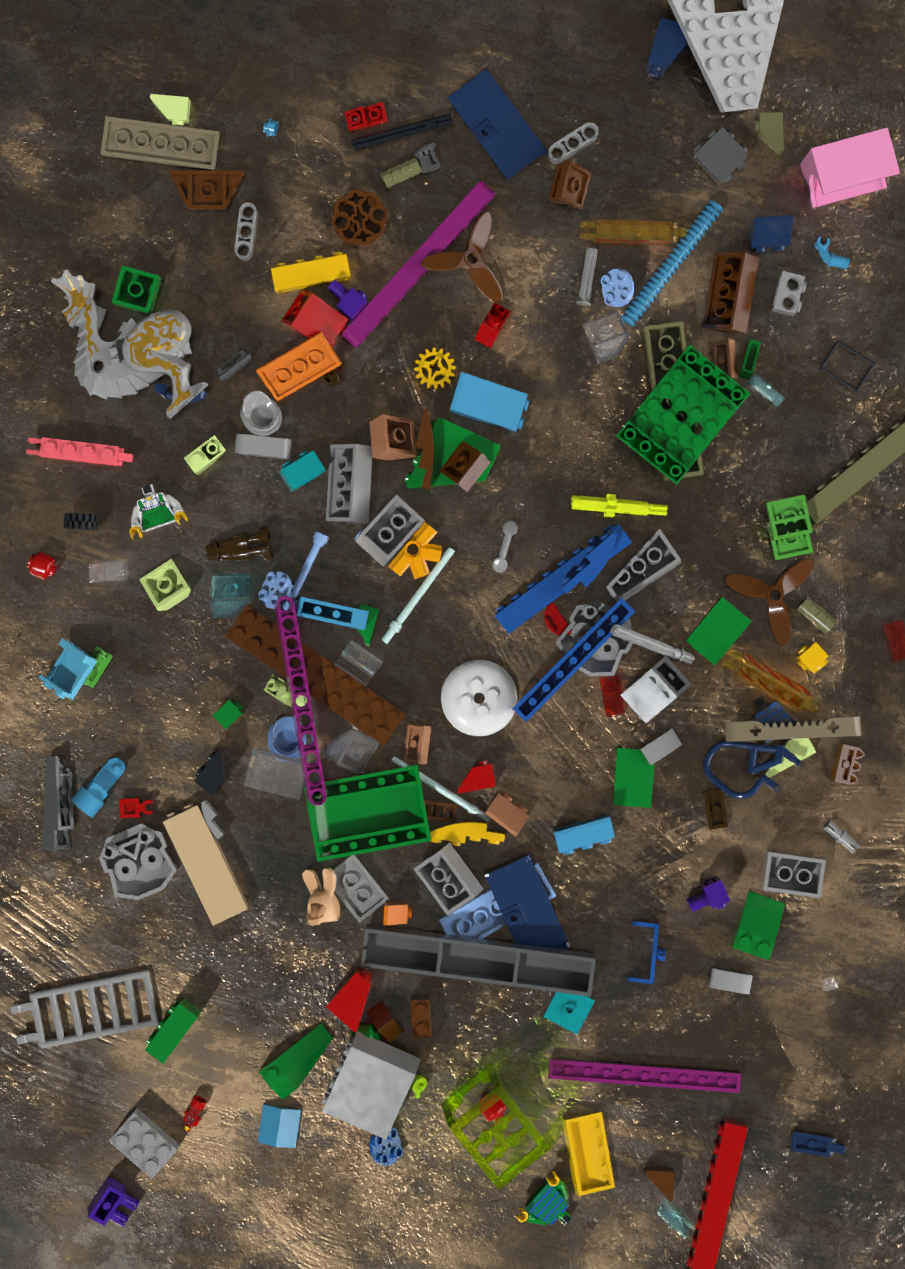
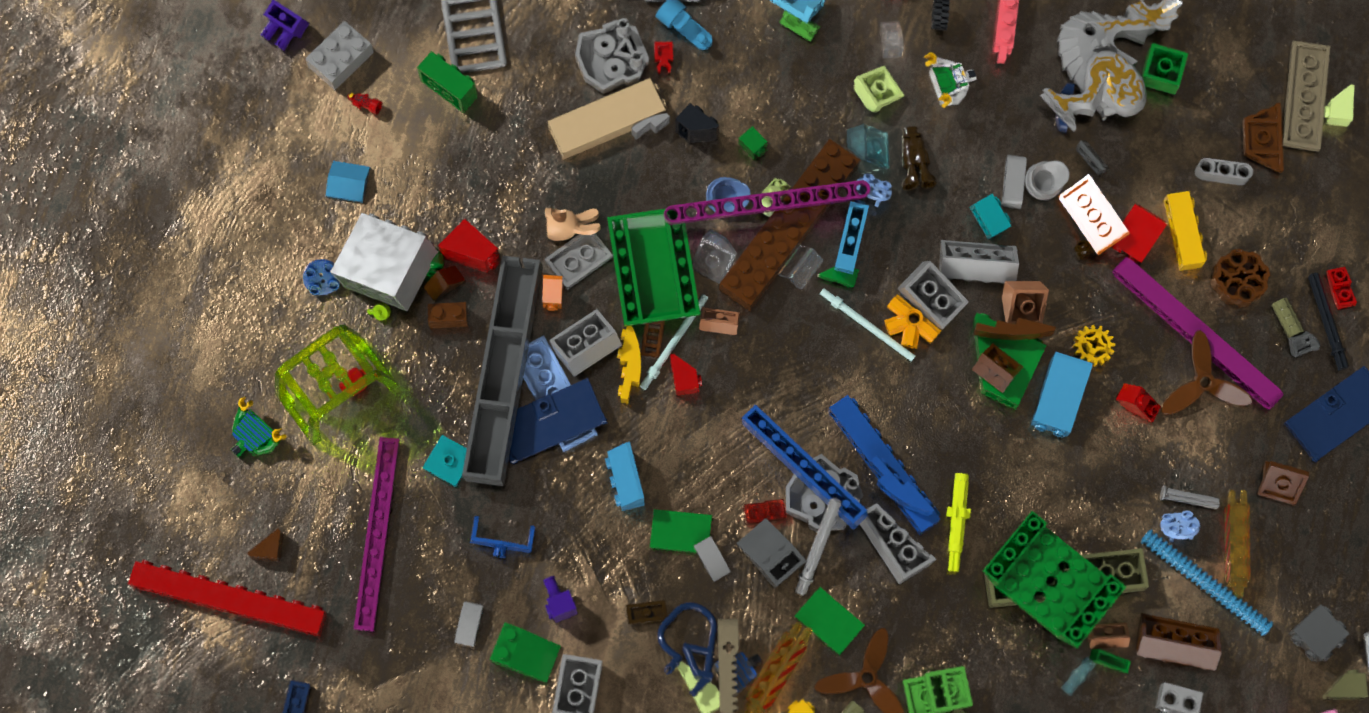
camera: 85 degrees right, 15 degrees down
(205, 455) = (1004, 126): yellowish green slope -> none
(270, 127) = (1326, 197): dark azure plate -> none
(275, 774) = (693, 180): clear slope -> none
(291, 1066) = (404, 192): green wedge -> none
(319, 540) = (921, 232): light blue piece -> none
(351, 301) = (1159, 263): dark purple brick -> none
(474, 678) = (764, 361): white brick -> none
(500, 564) = (934, 414): light grey bar -> none
(507, 813) = (648, 402): nougat slope -> none
(554, 620) = (843, 456): red tile -> none
(579, 136) = (1333, 491): light grey beam -> none
(588, 1153) = (301, 476): yellow slope -> none
(606, 336) = (1129, 513): clear slope -> none
(673, 1221) = (225, 559): clear light blue pin -> none
(770, 233) = (1242, 679): dark blue slope -> none

